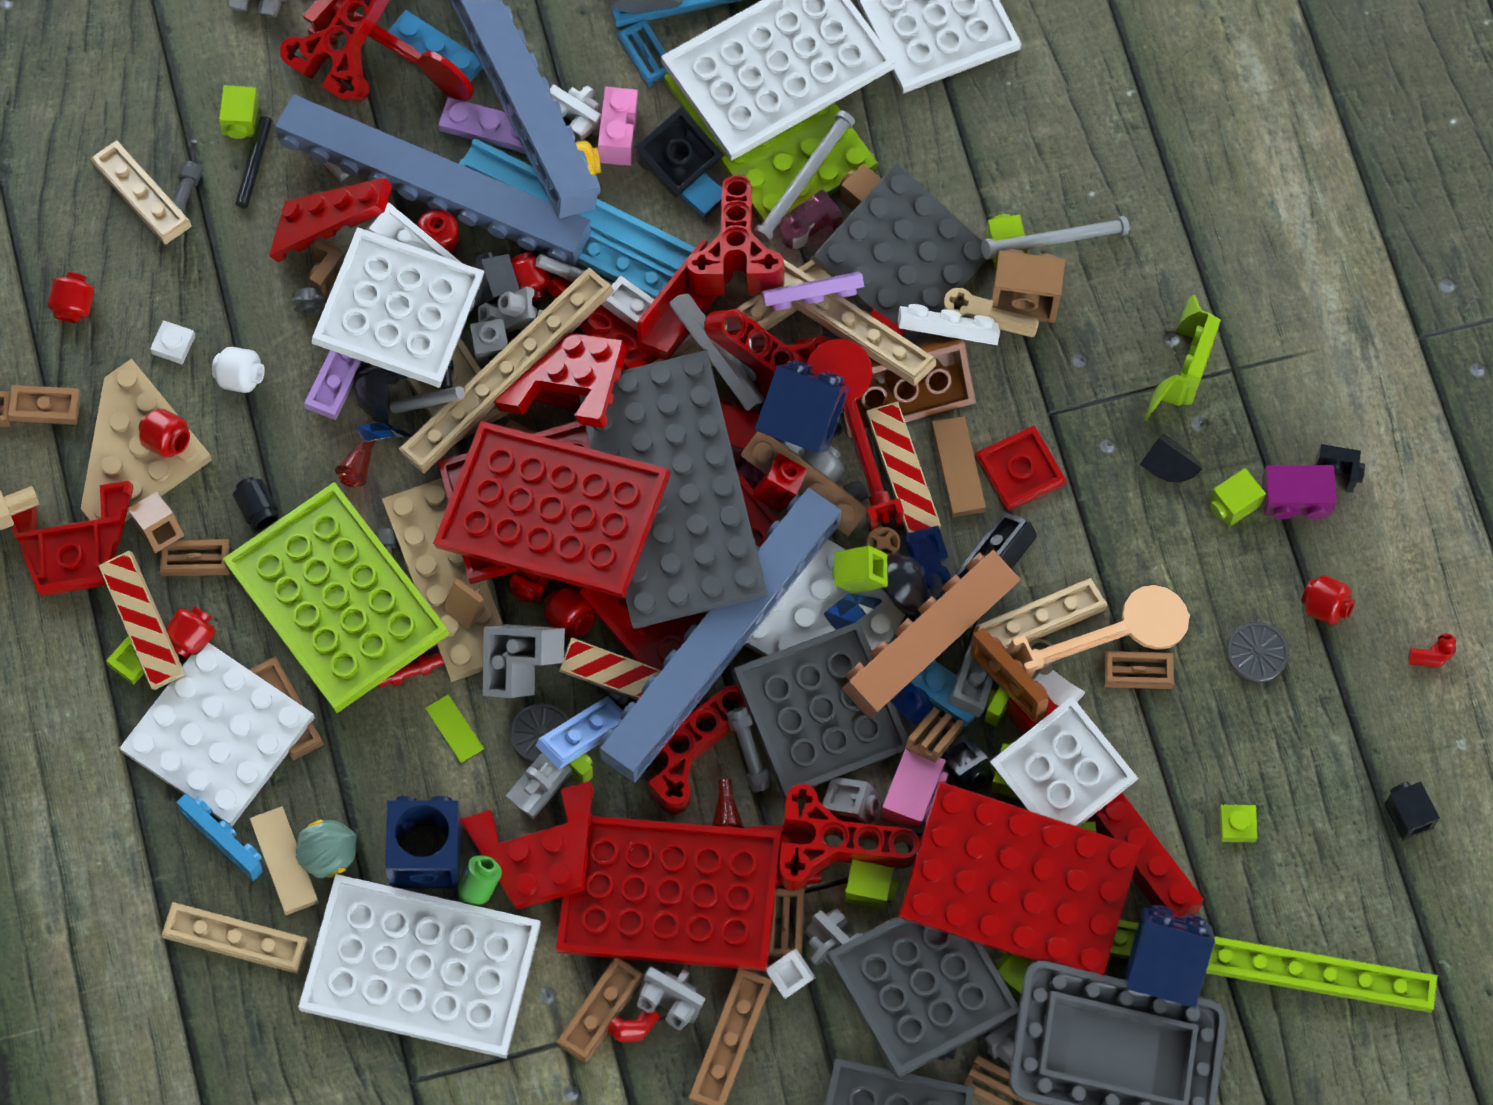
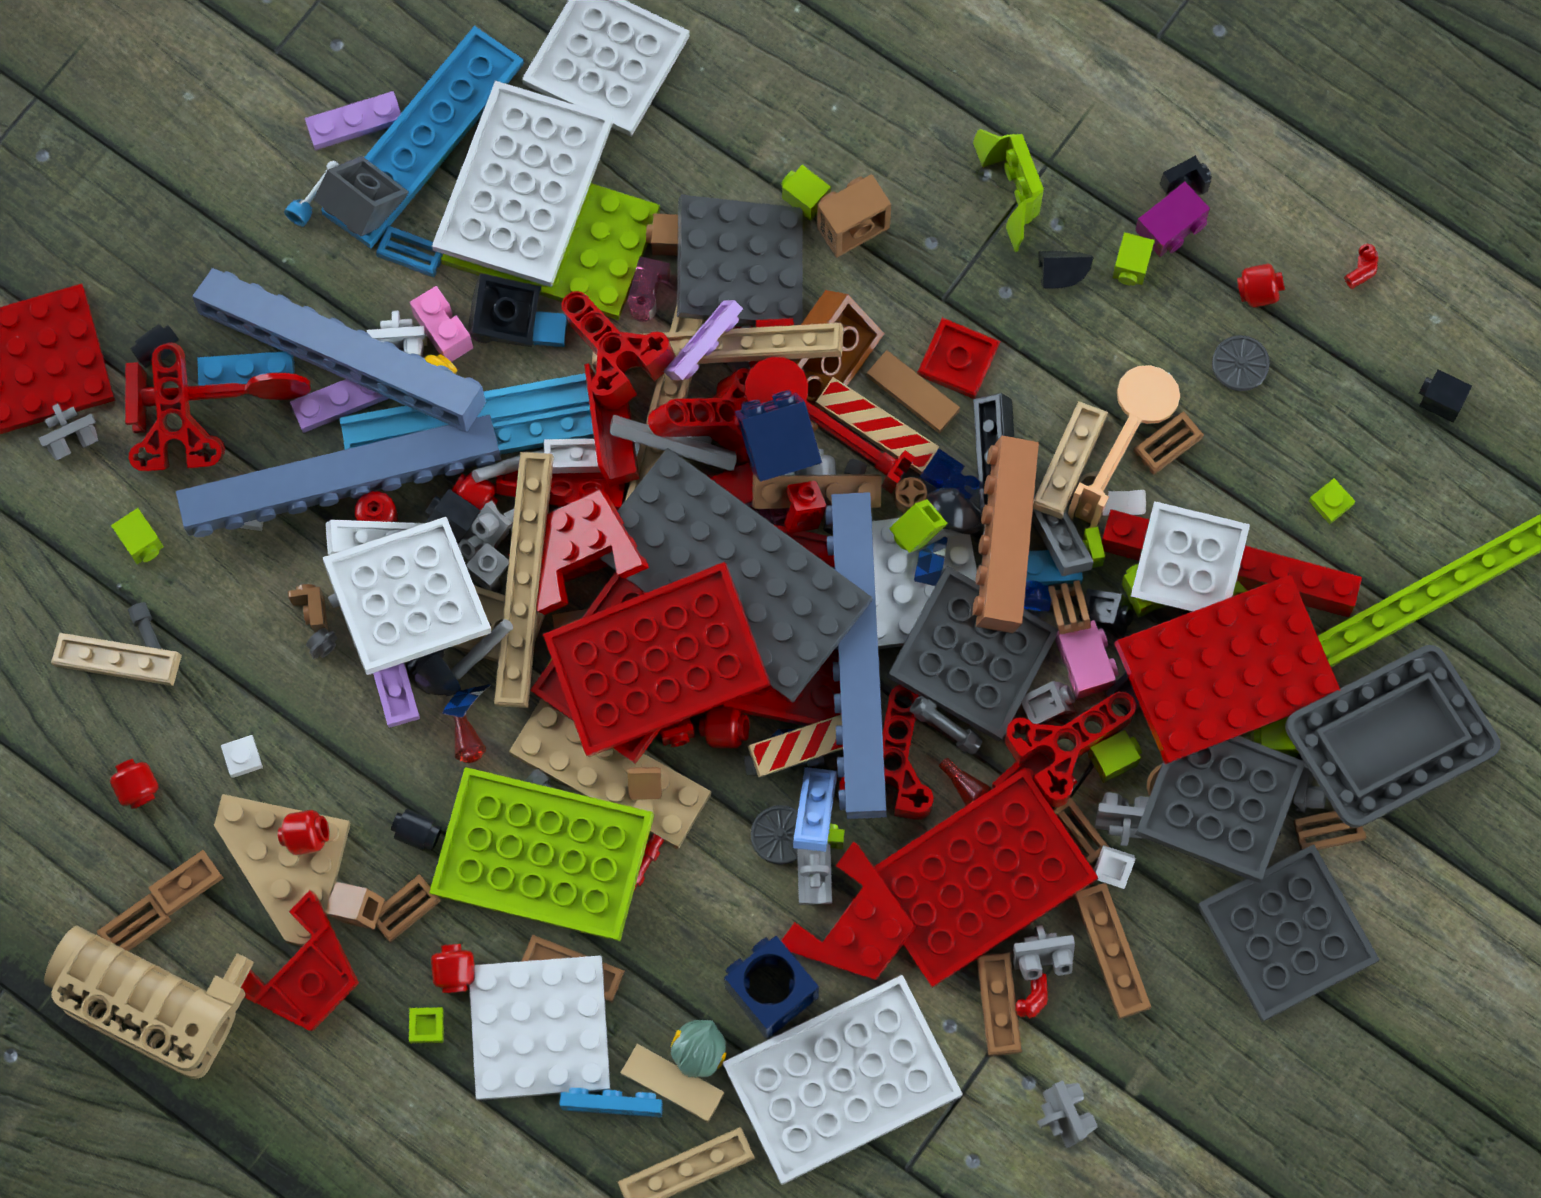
camera: 35 degrees left, 5 degrees up
(142, 620) = (412, 988): tan tile -> none
(238, 369) = (313, 738): white head -> none
(253, 162) = (181, 567): black bar -> none
(326, 213) = (282, 565): red wing -> none
(454, 728) = (711, 881): lime sticker -> none
(479, 880) = (833, 981): bright green brick -> none
(512, 654) = (716, 790): light grey brick -> none
(764, 231) = (610, 192): light grey bar -> none
(948, 324) = (822, 289): white plate -> none
(974, 306) = (835, 261): tan connector -> none
(1009, 674) = (1092, 520): dark orange plate -> none
(1119, 226) = (807, 207): light grey bar -> none
(1169, 956) = (1376, 638): dark blue brick -> none

